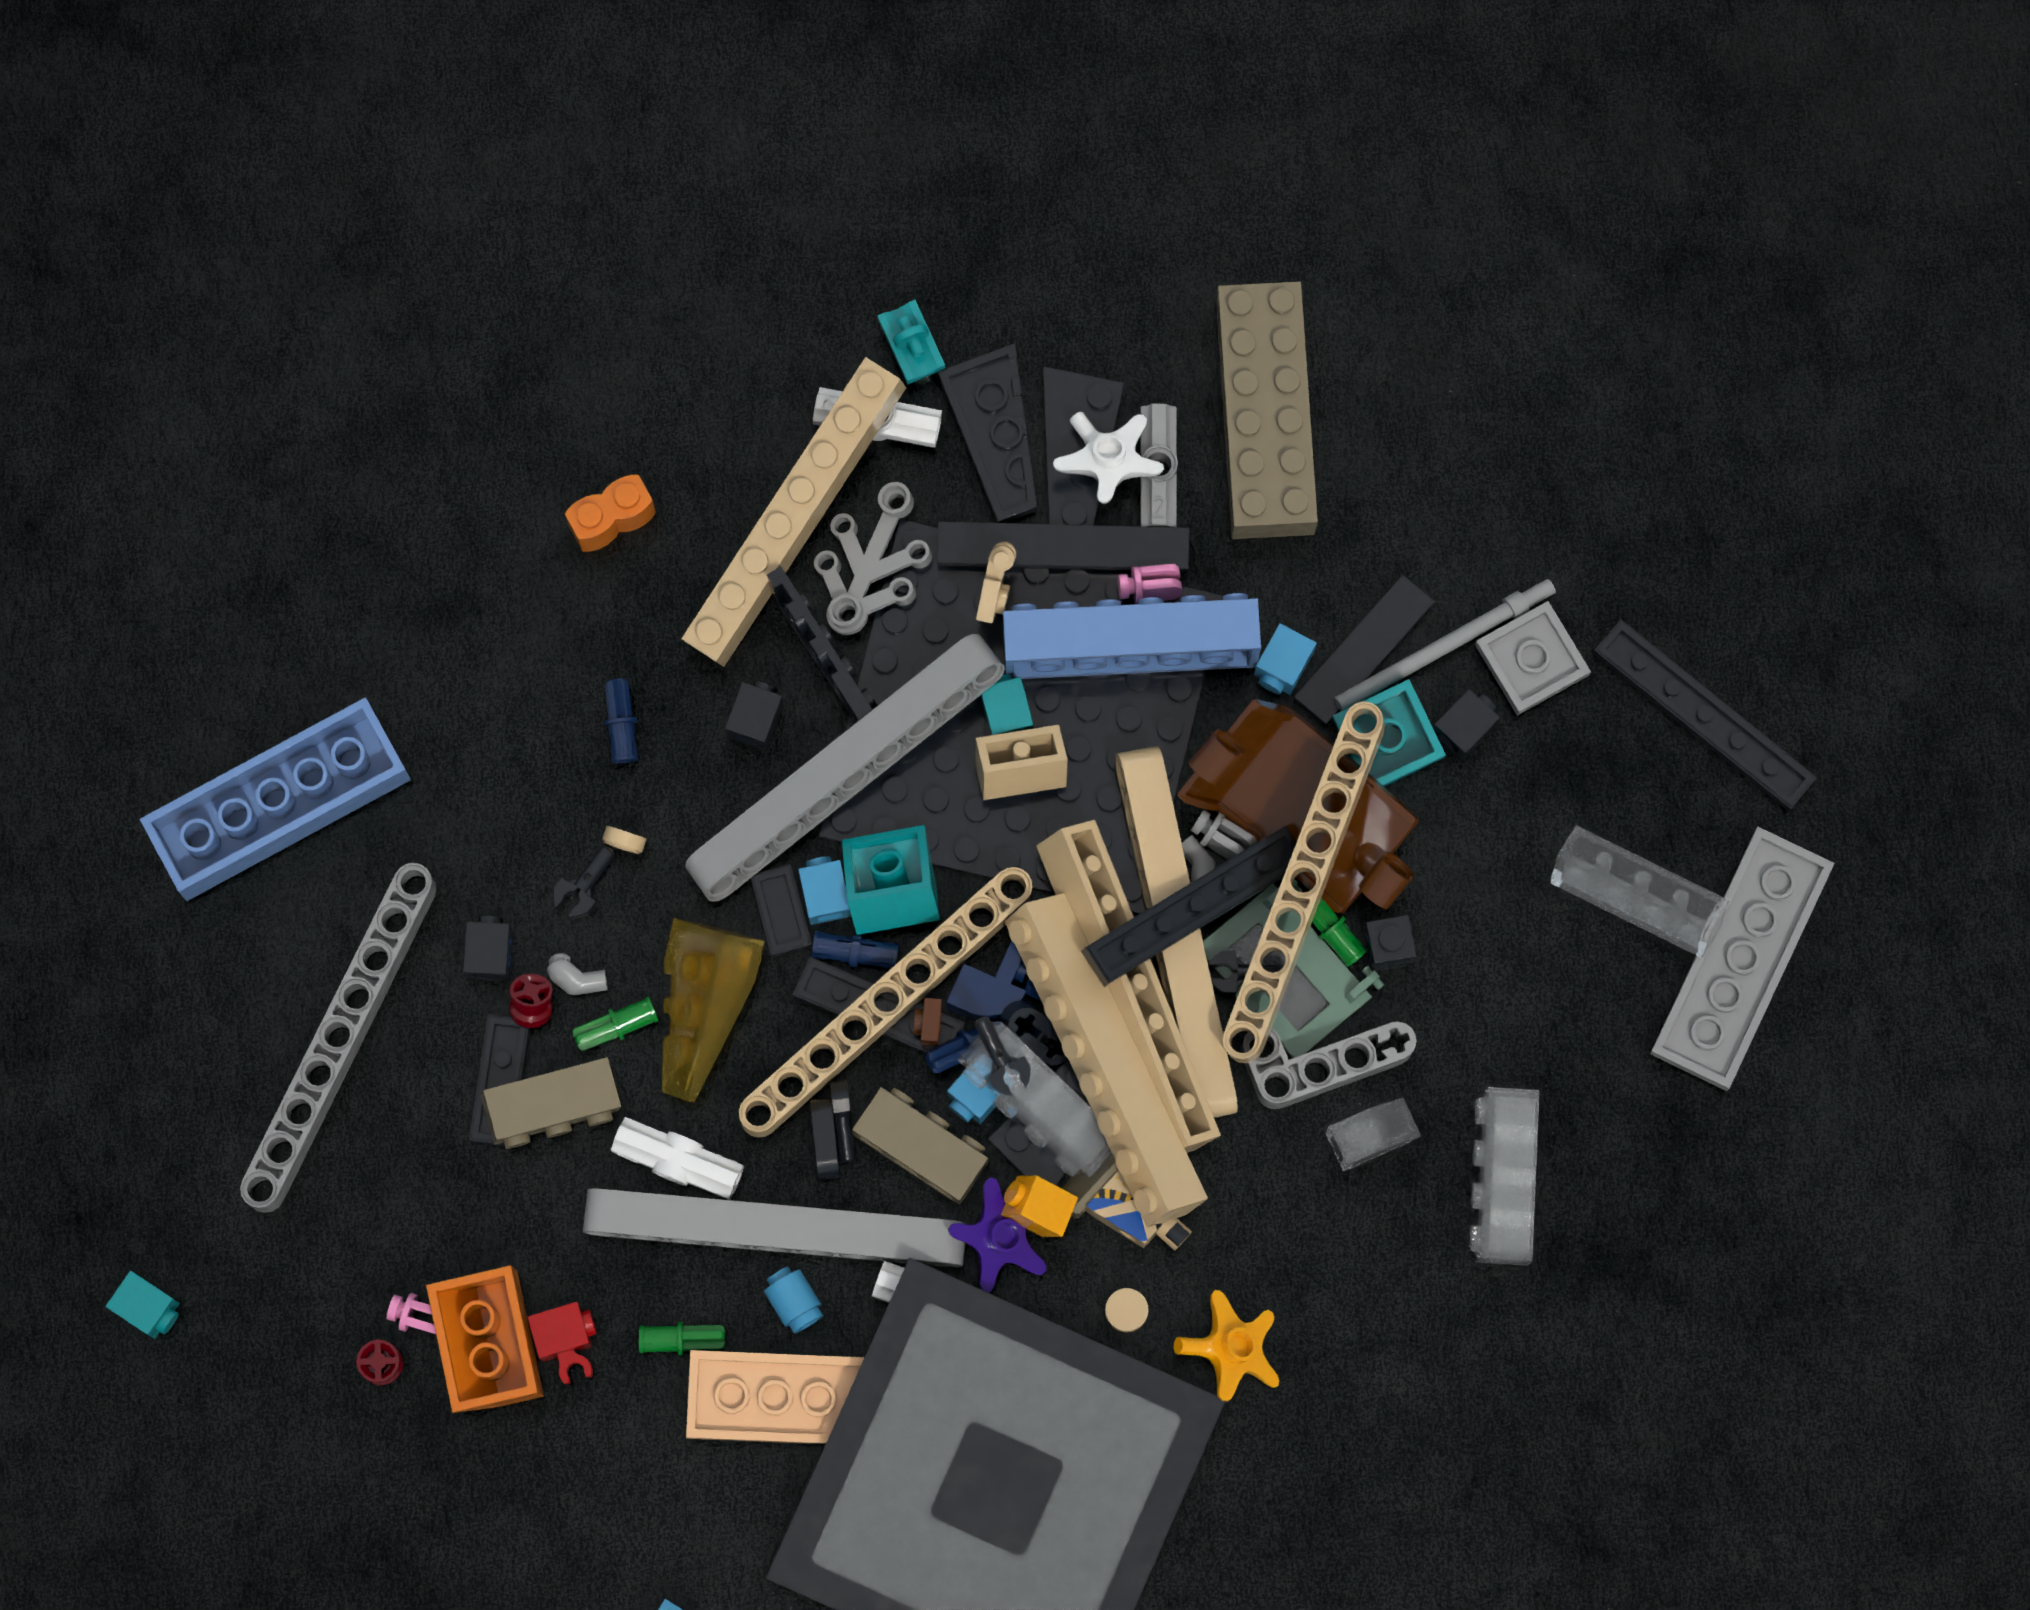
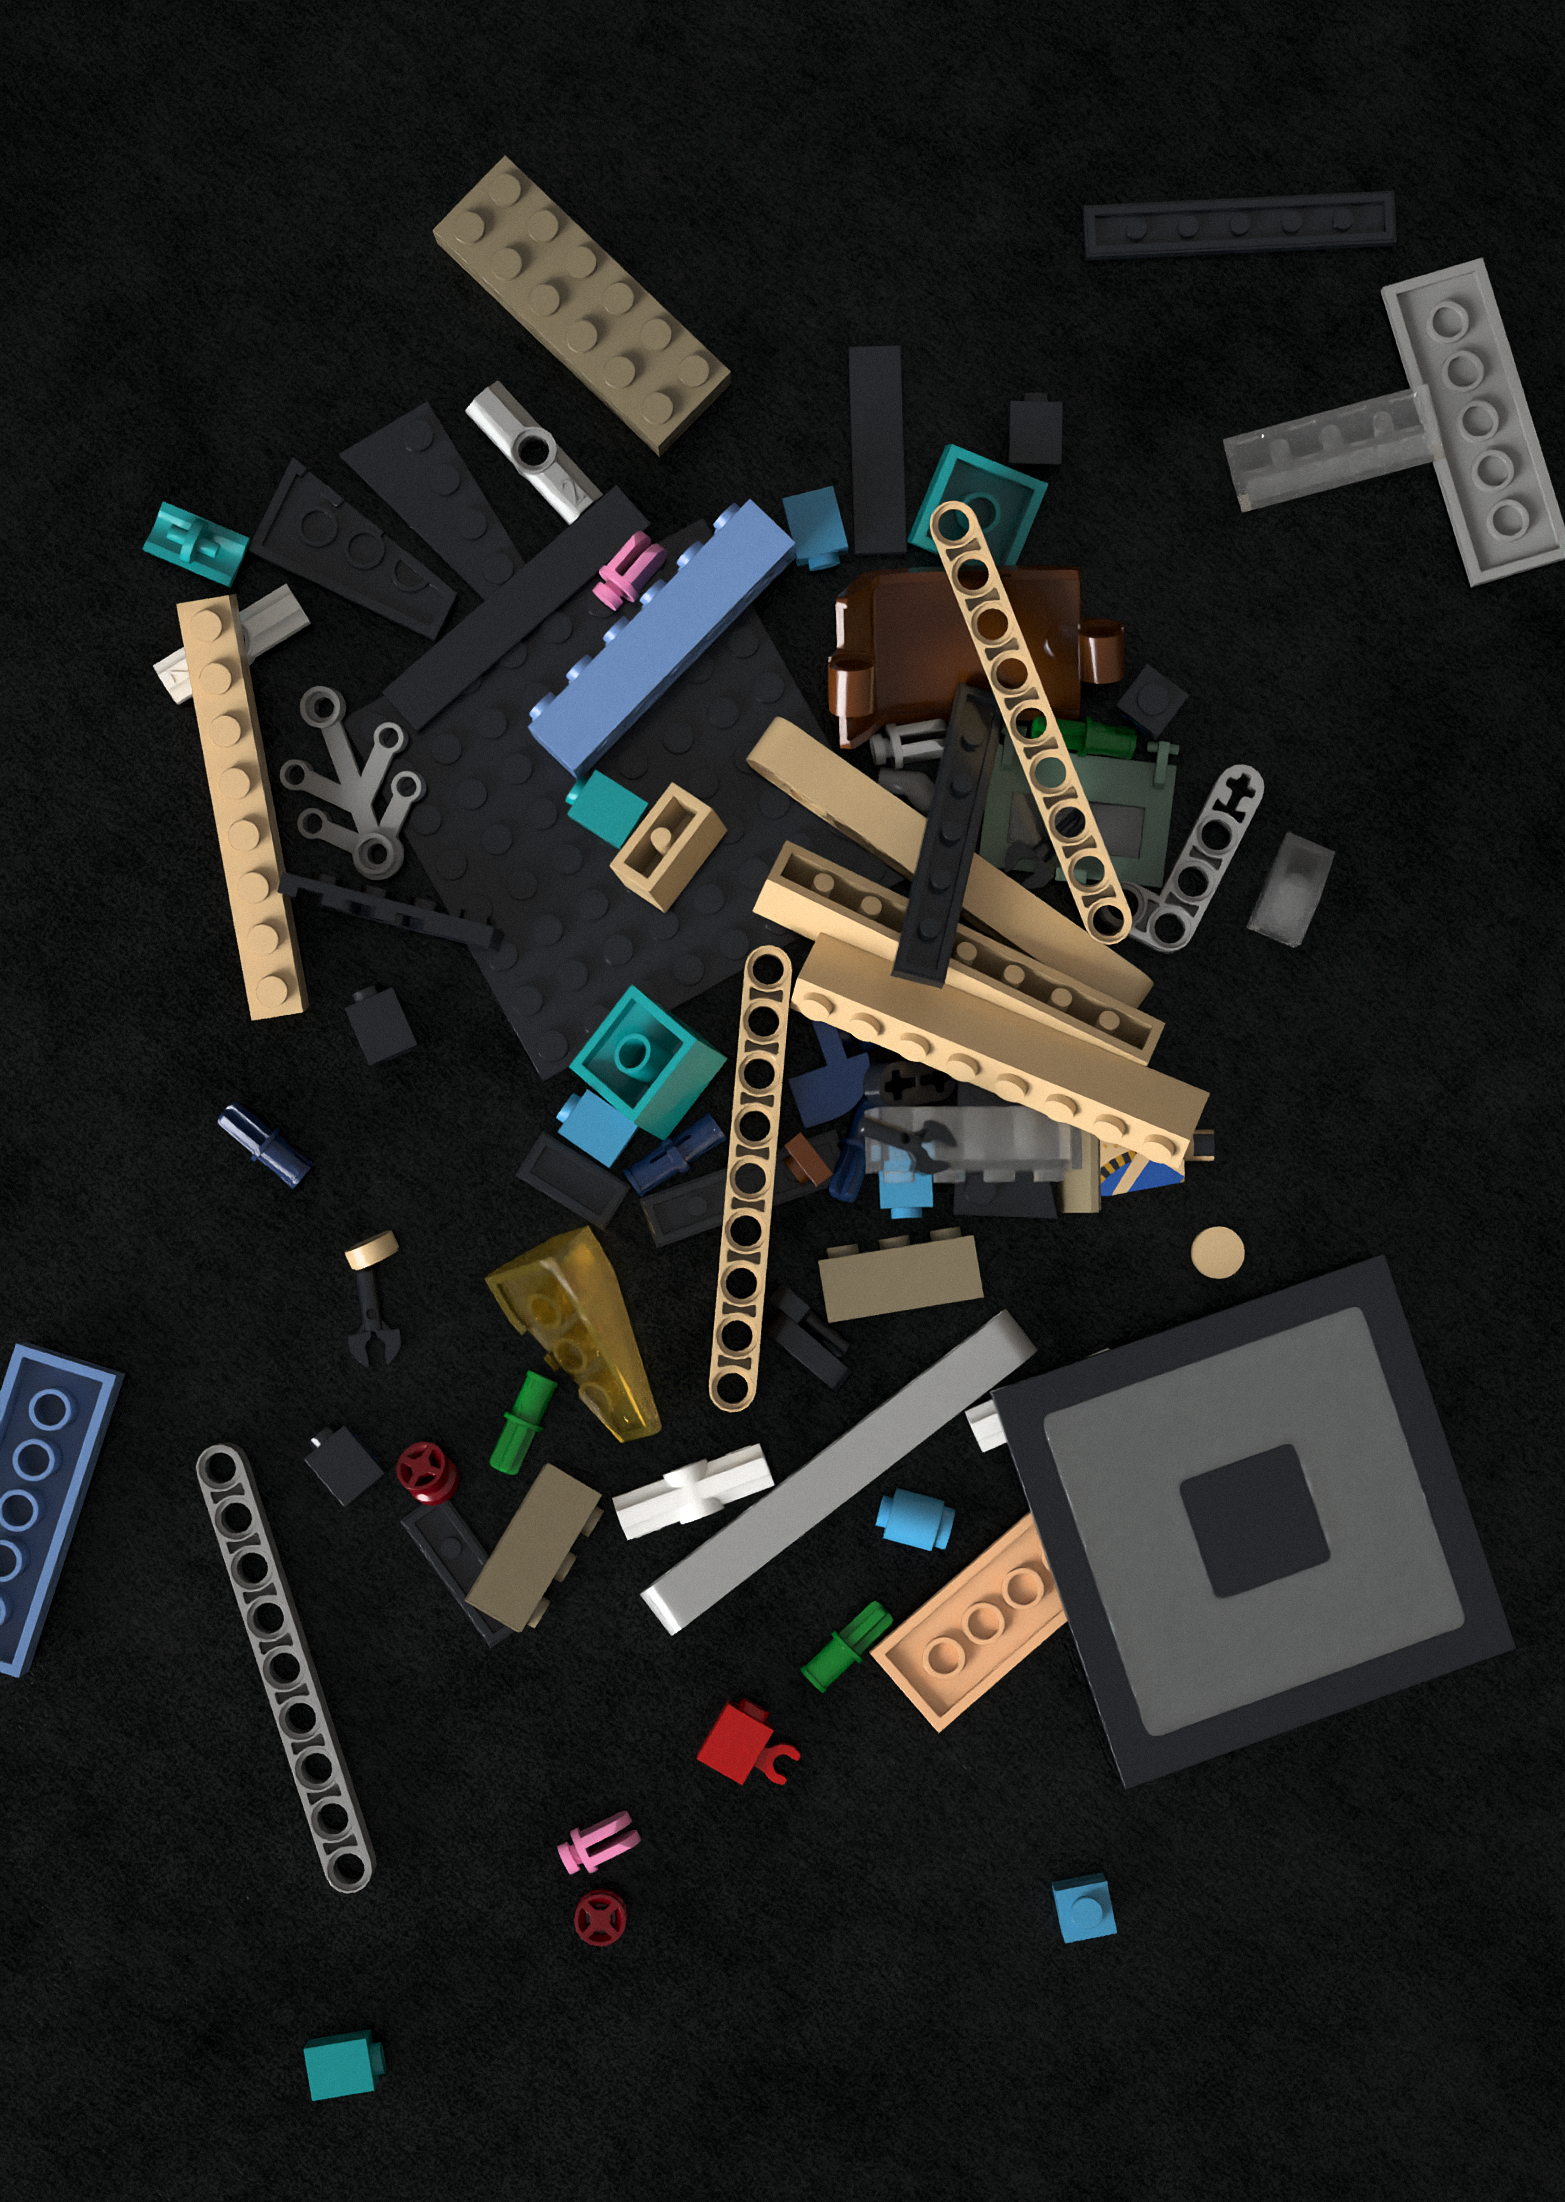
camera: 40 degrees left, 10 degrees up
(484, 1340) = (678, 1814): orange slope -> none
(572, 980) = (445, 1419): light grey arm -> none
(600, 517) = (76, 949): orange brick -> none
(844, 767) = (513, 999): light grey beam -> none
(994, 592) = (497, 711): tan plate -> none
(997, 1239) = (1048, 1291): dark purple animal -> none
(1038, 1205) = (1059, 1236): light orange brick -> none
(1108, 455) = (481, 485): white animal -> none
(1232, 1347) = (1345, 1200): light orange animal -> none
(1506, 1176) = (1446, 819): clear brick -> none
(1512, 607) = (975, 283): light grey bar -> none
(1532, 658) = (1037, 316): light grey plate -> none

